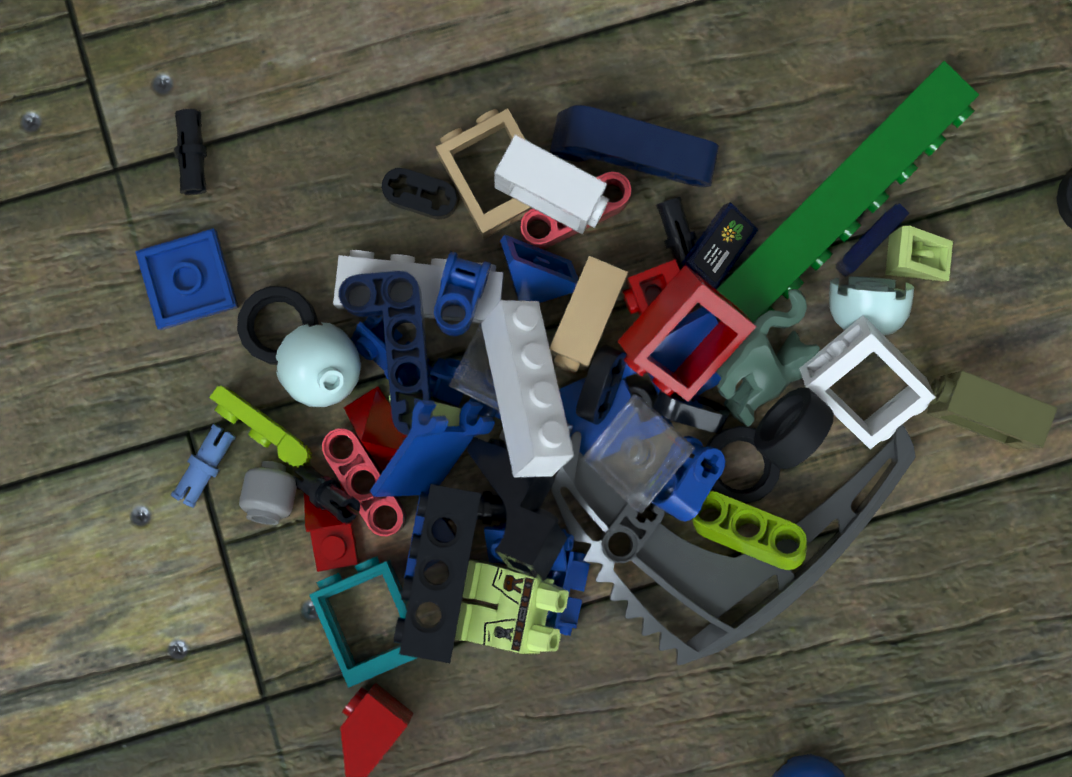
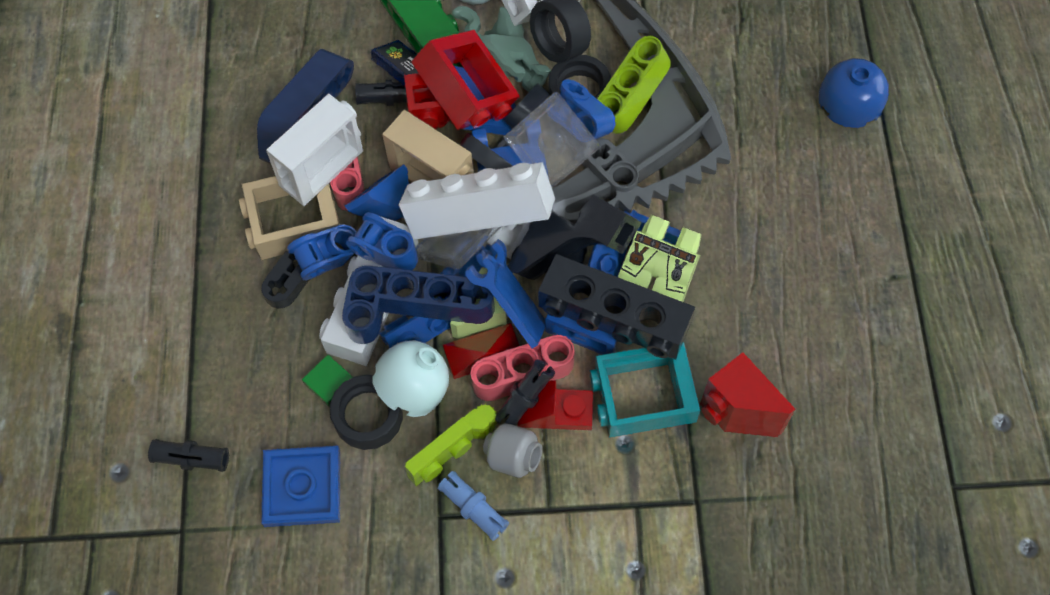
camera: 70 degrees left, 20 degrees down
(308, 273) = (326, 379): none -> green tile
(442, 220) = (319, 253): none -> blue piece

